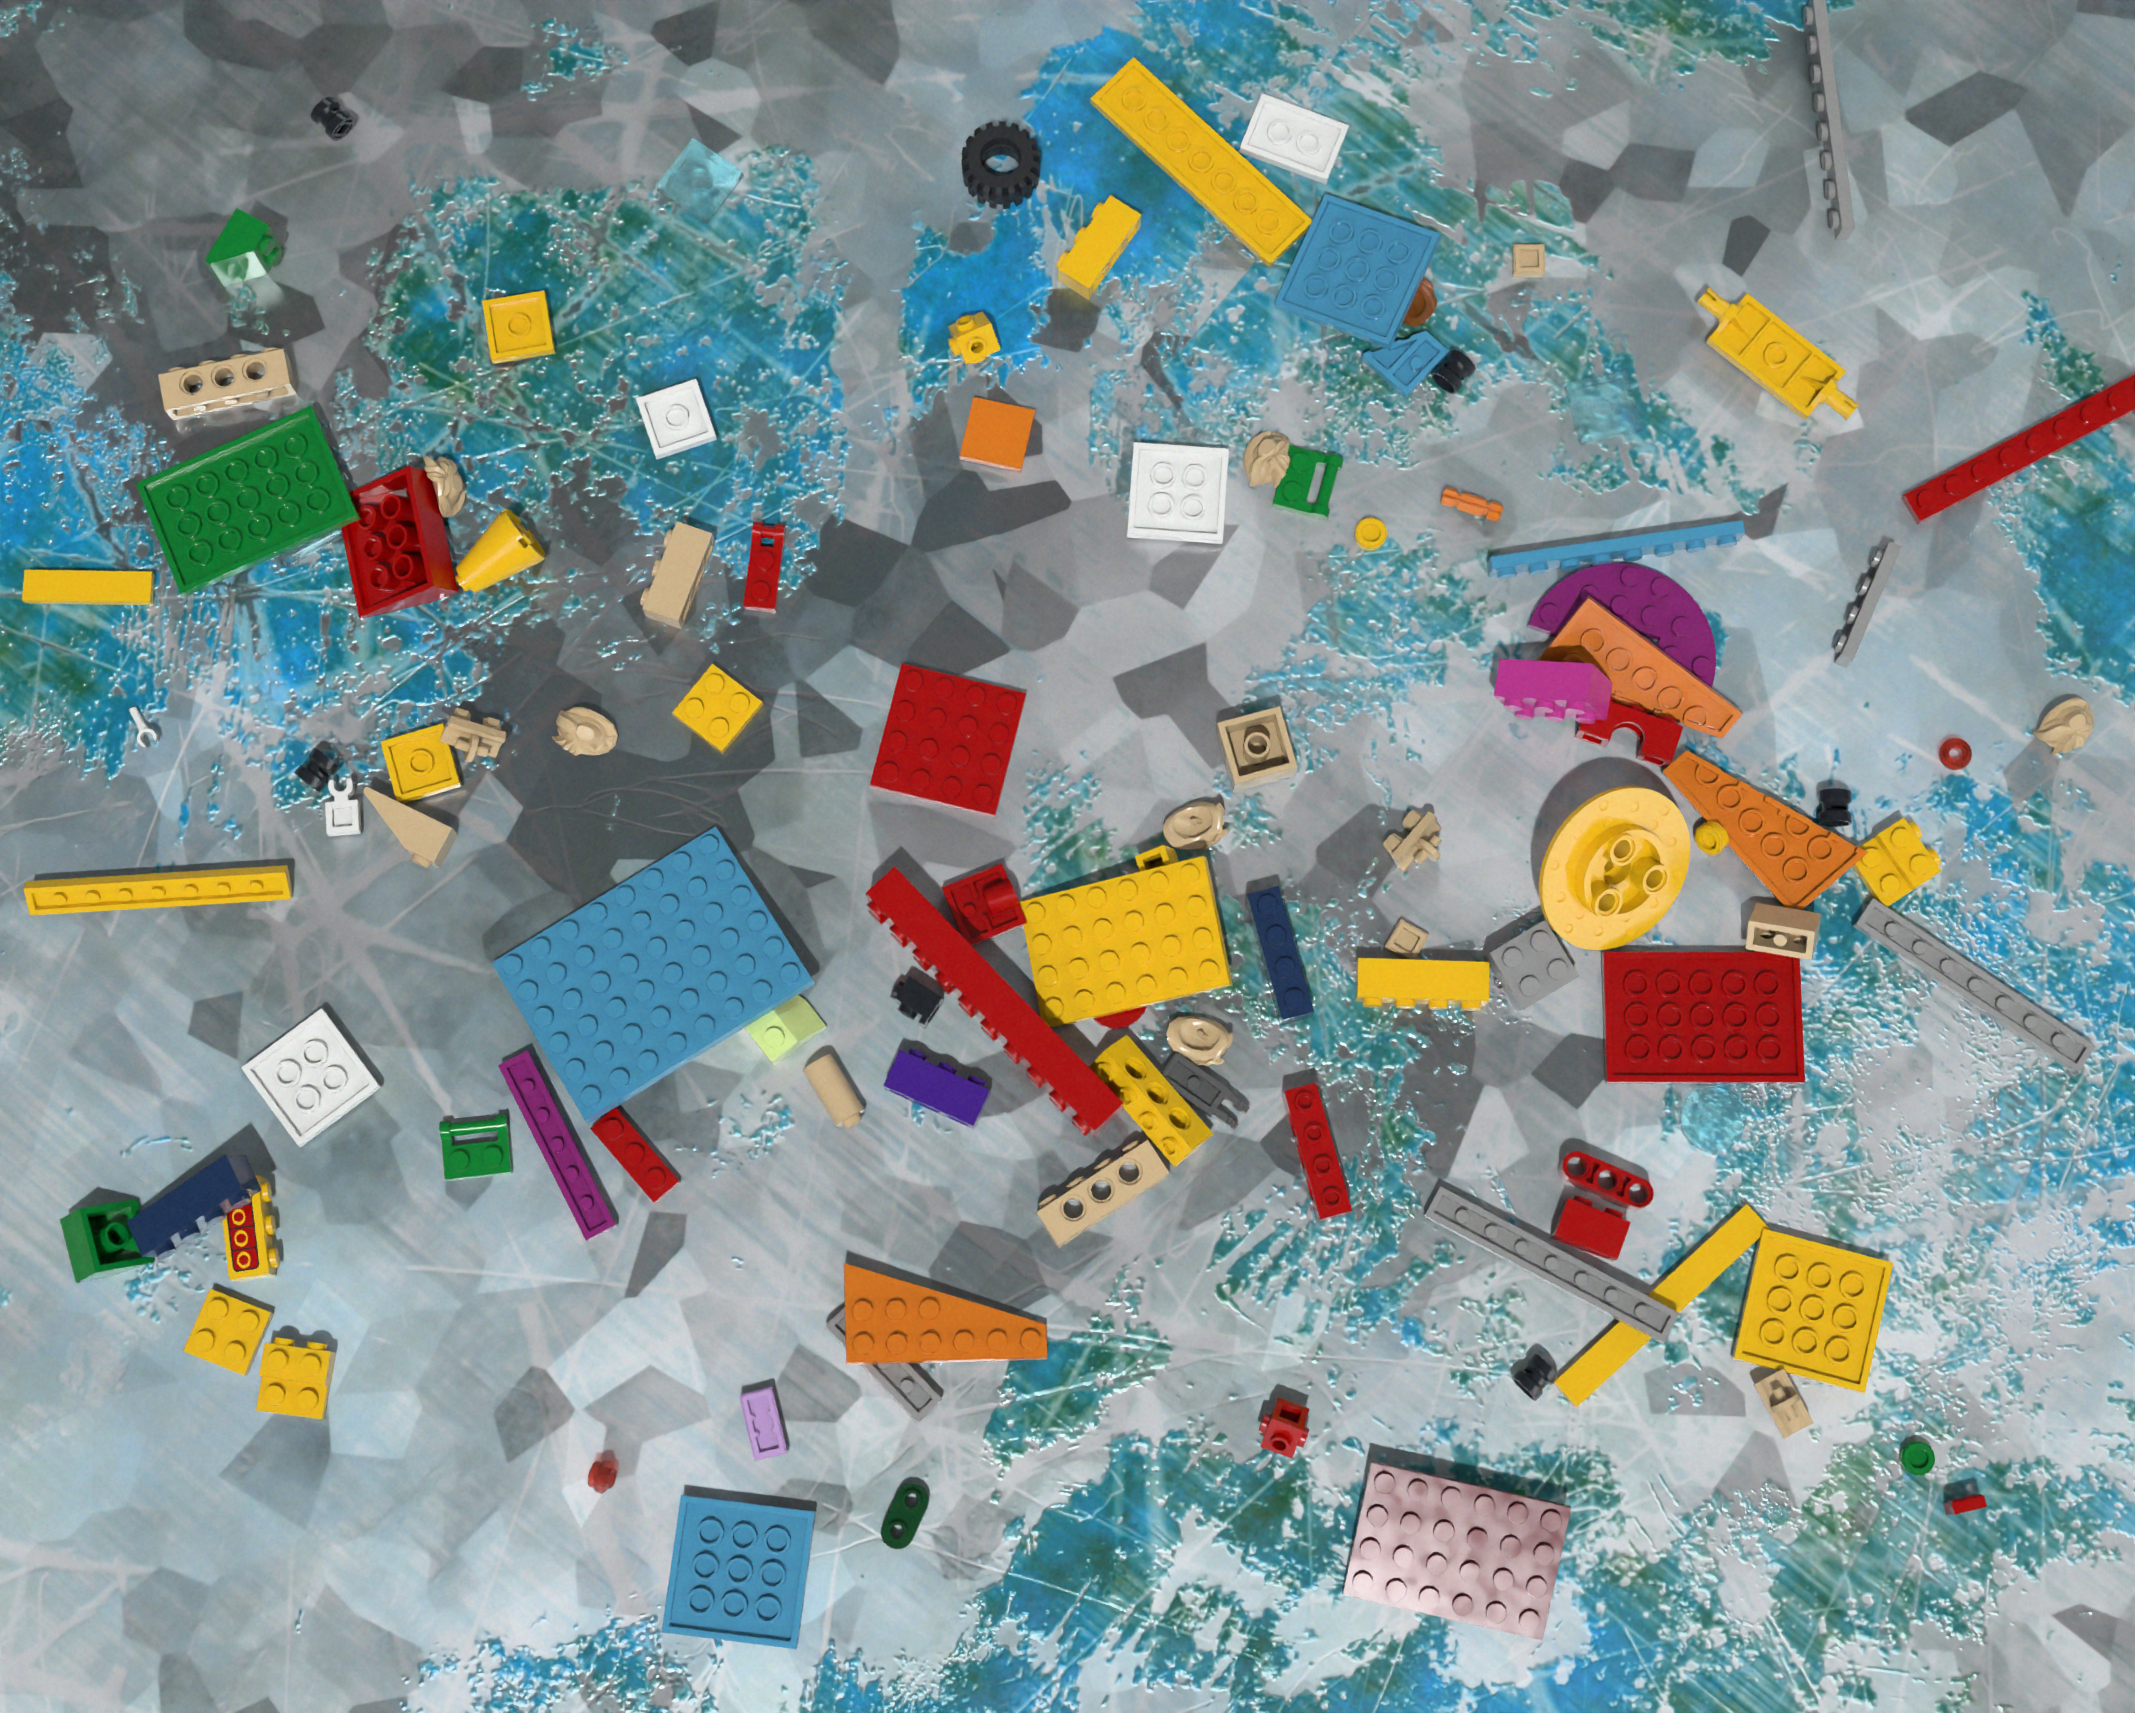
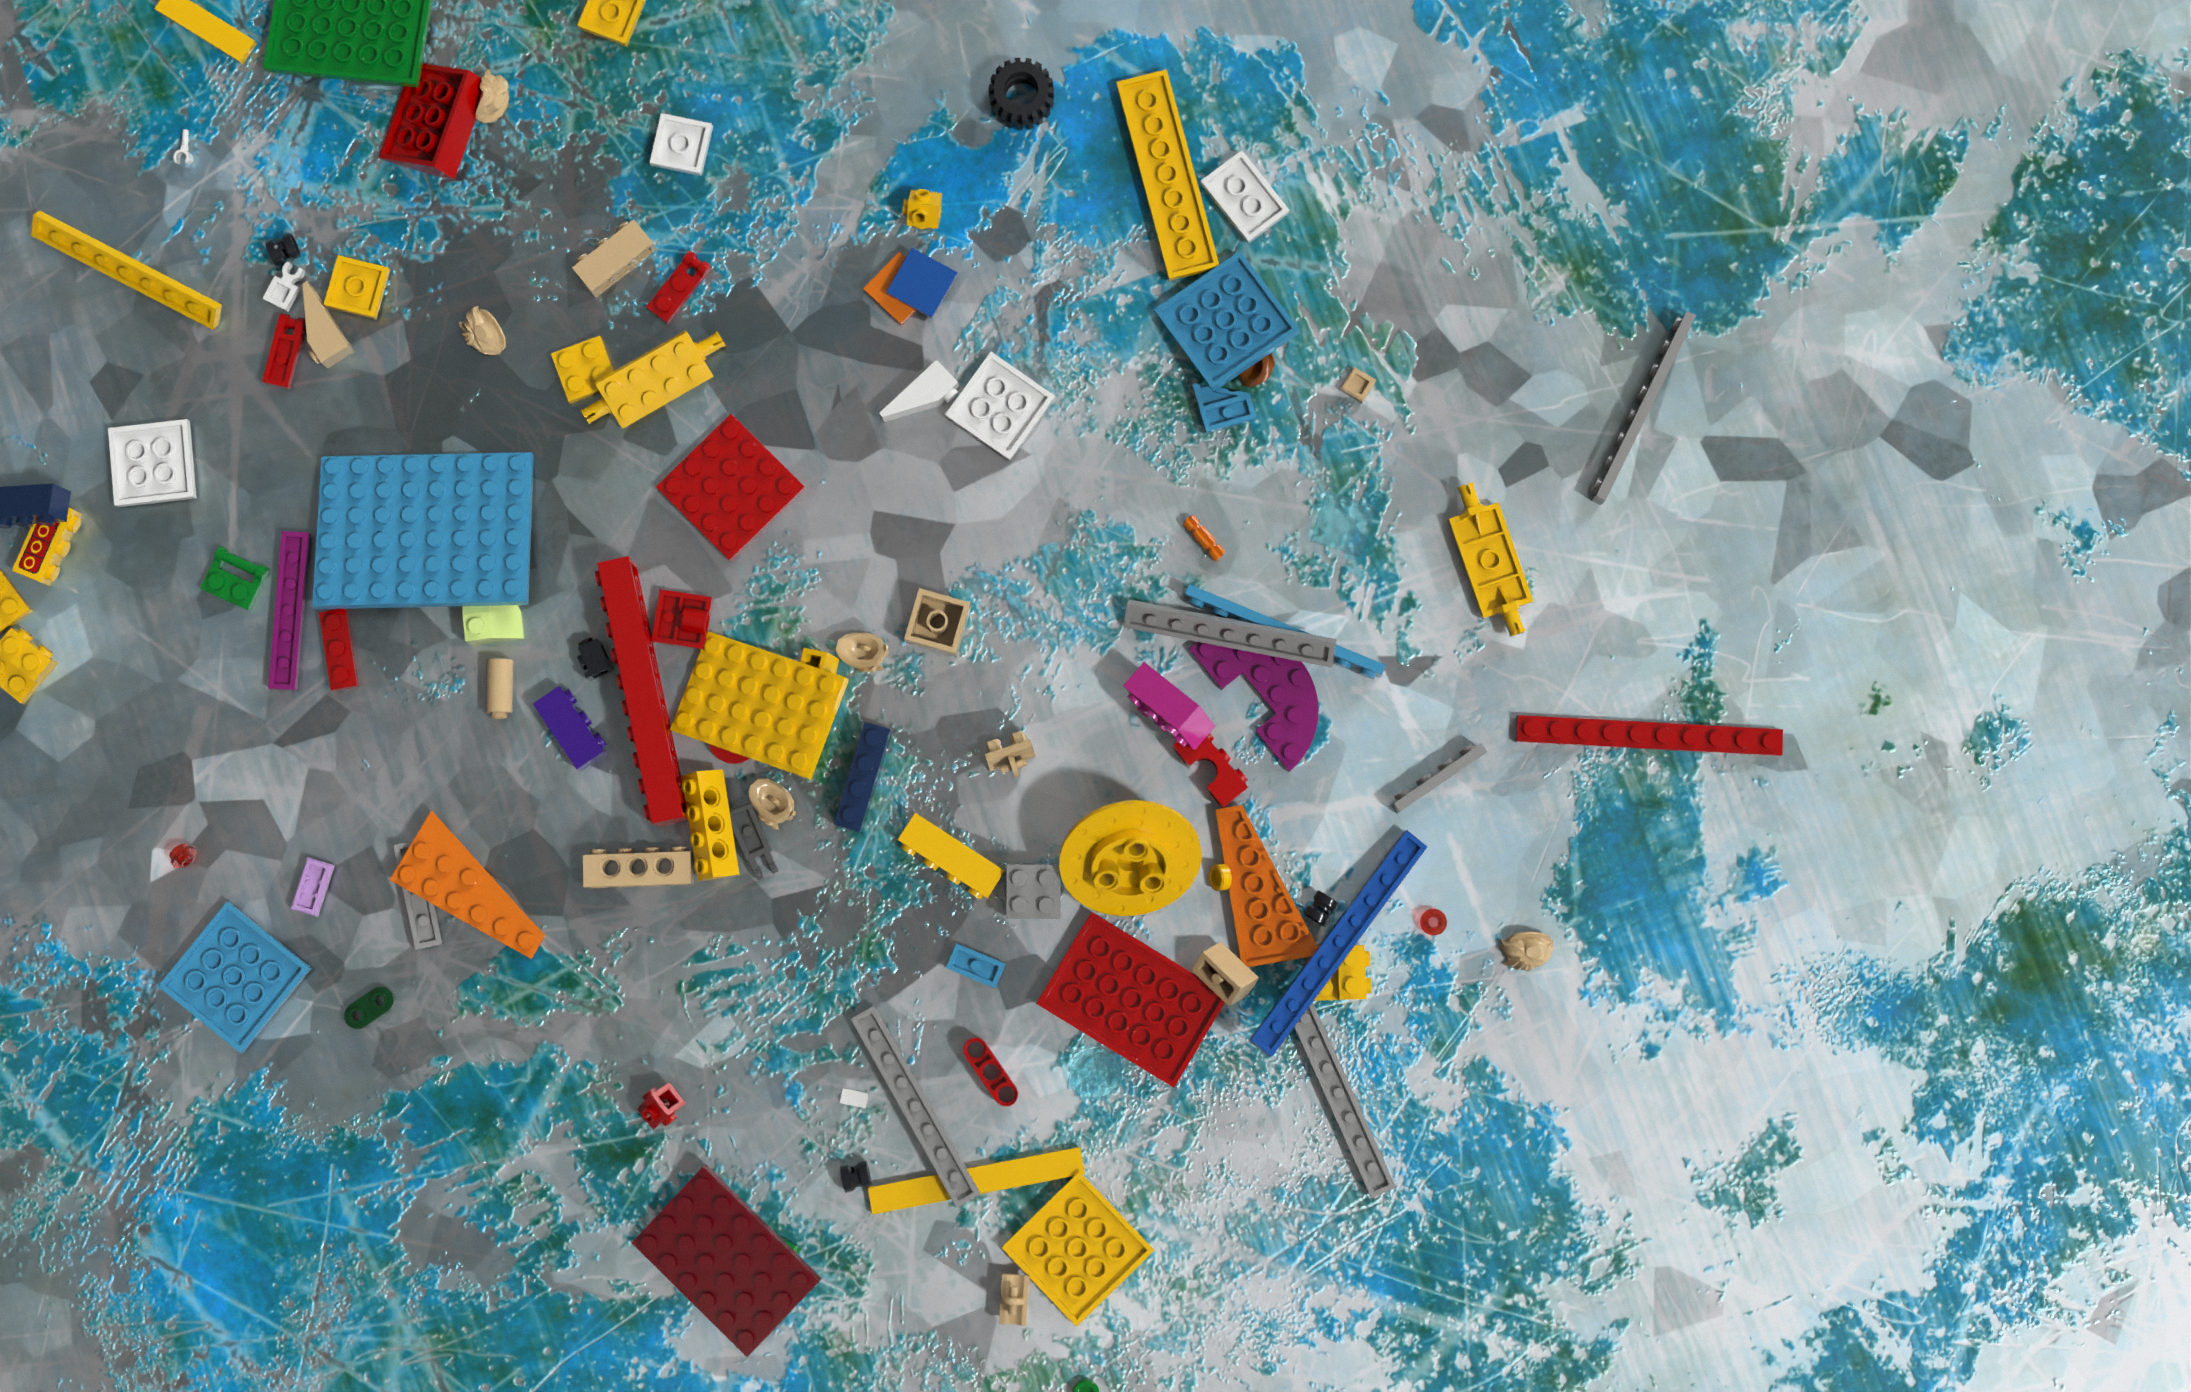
camera: 30 degrees right, 5 degrees up
(384, 876) = (284, 352): none -> red plate
(472, 737) = (400, 290): tan hips -> none
(499, 554) = (499, 169): yellow cone -> none
(798, 675) = (653, 379): none -> yellow plate
(1019, 414) = (922, 283): none -> blue tile
(1092, 523) = (925, 392): none -> white slope
(1098, 246) = (1054, 194): yellow brick -> none
(1266, 458) = (1078, 418): tan hat -> none
(1295, 486) = (1091, 447): green plate -> none
(1316, 1152) = (802, 930): red brick -> none
(1370, 534) = (1118, 516): yellow tile -> none
(1406, 941) = (960, 821): tan tile -> none
(1455, 369) = (1253, 434): black wheel -> none
(1478, 1298) = (854, 1098): none -> white sticker
(1518, 1081) = (975, 965): none -> dark azure plate
(1564, 581) = (1230, 633): none -> light grey plate
(1590, 1228) = (959, 1098): red brick -> none
(1640, 670) = (1241, 727): orange wing -> none
(1879, 831) = (1337, 944): none -> blue plate

